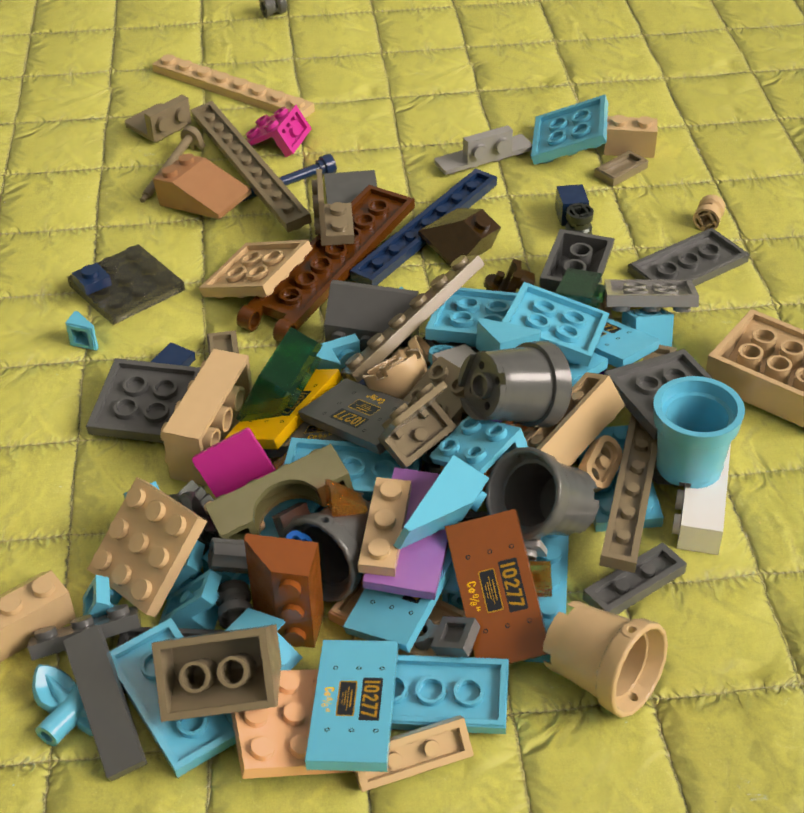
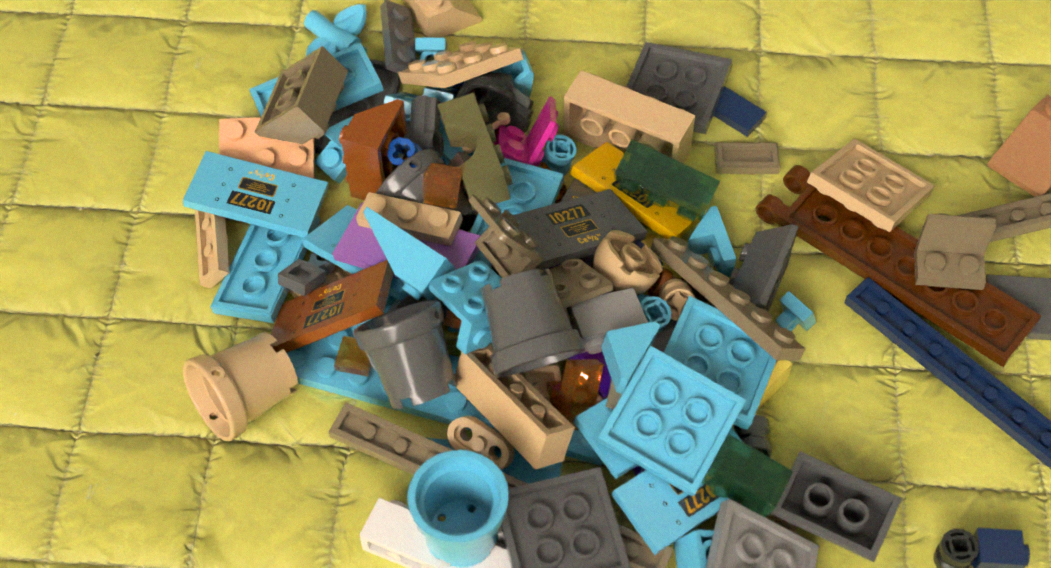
camera: 100 degrees right, 15 degrees up
(81, 332) = (791, 41): medium azure slope -> none
(91, 278) = (868, 44): dark blue plate -> none
(104, 703) = (332, 39): dark grey tile -> none
(136, 284) = (878, 83): clear smoke plate -> none
(461, 233) = (929, 400): dark brown slope -> none
(513, 280) = (804, 424): dark brown hips -> none
(624, 588) = (342, 461): dark grey plate -> none

